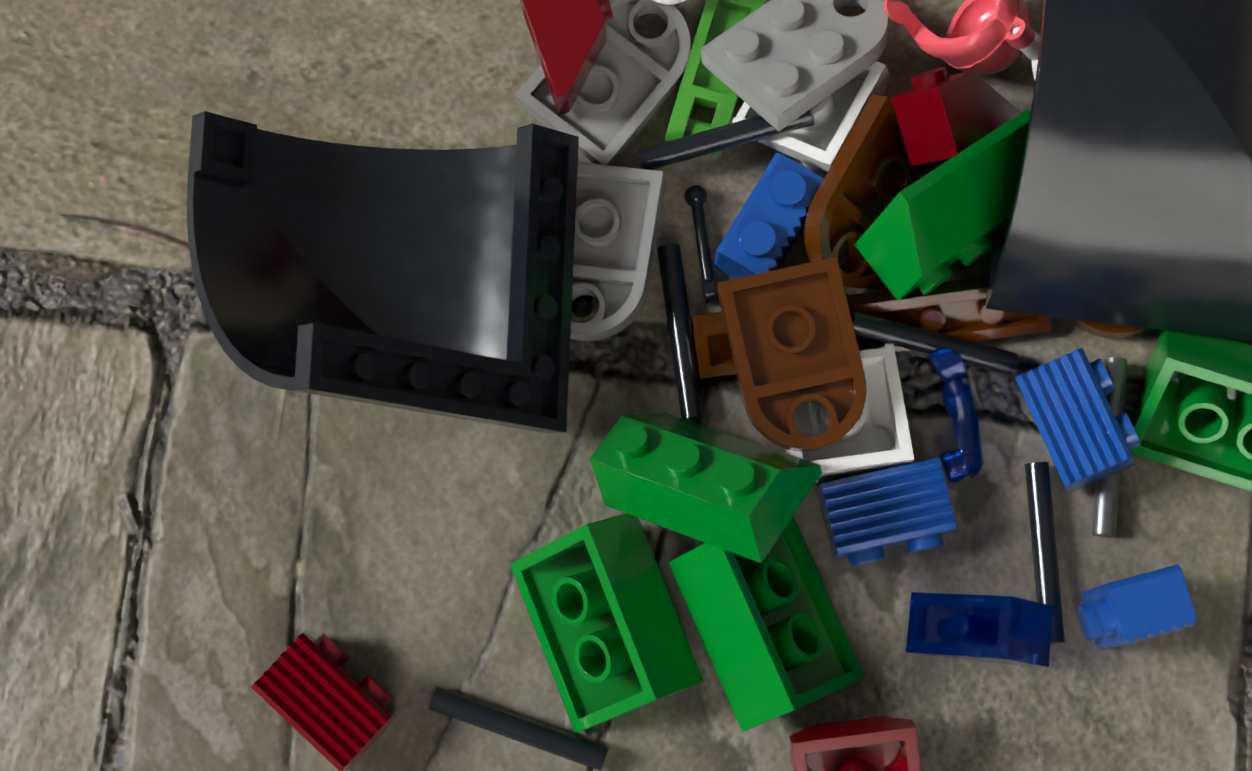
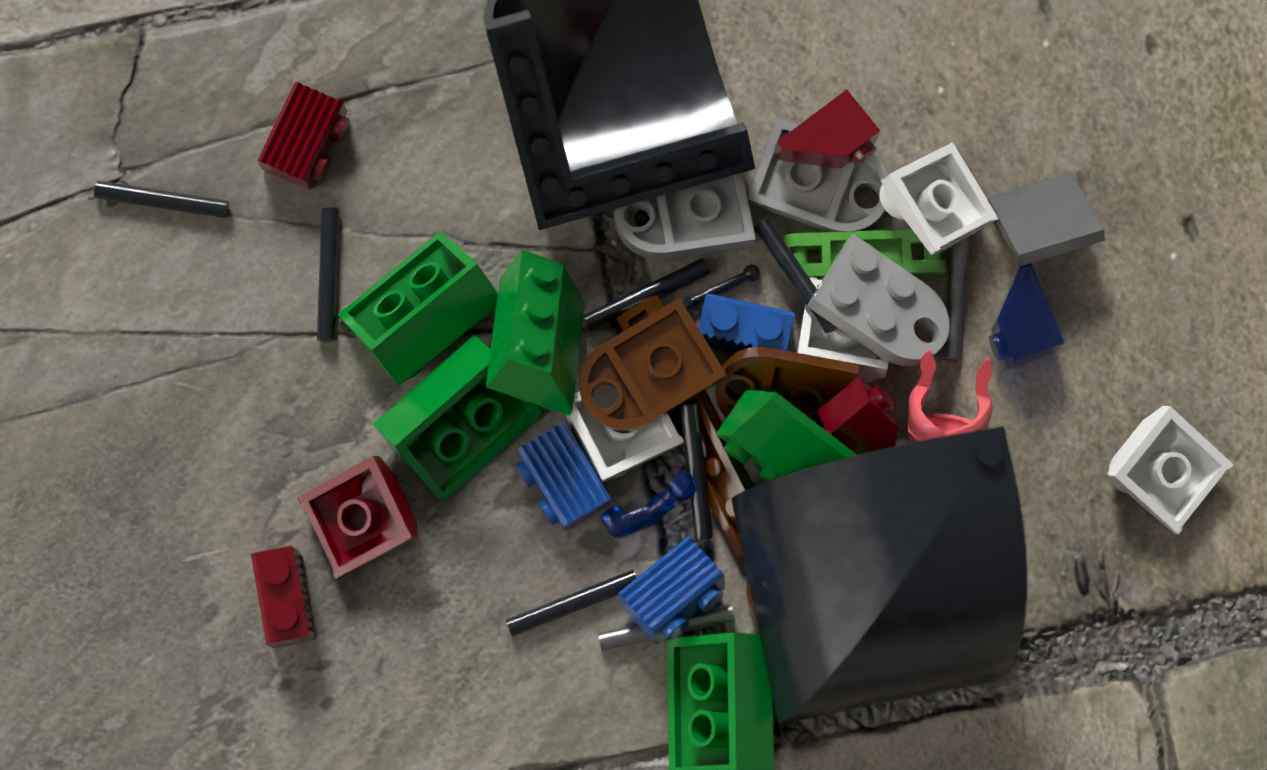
camera: 70 degrees right, 0 degrees up
(980, 628) = (500, 570): clear blue slope -> none
(1136, 608) = (546, 668): blue brick -> none

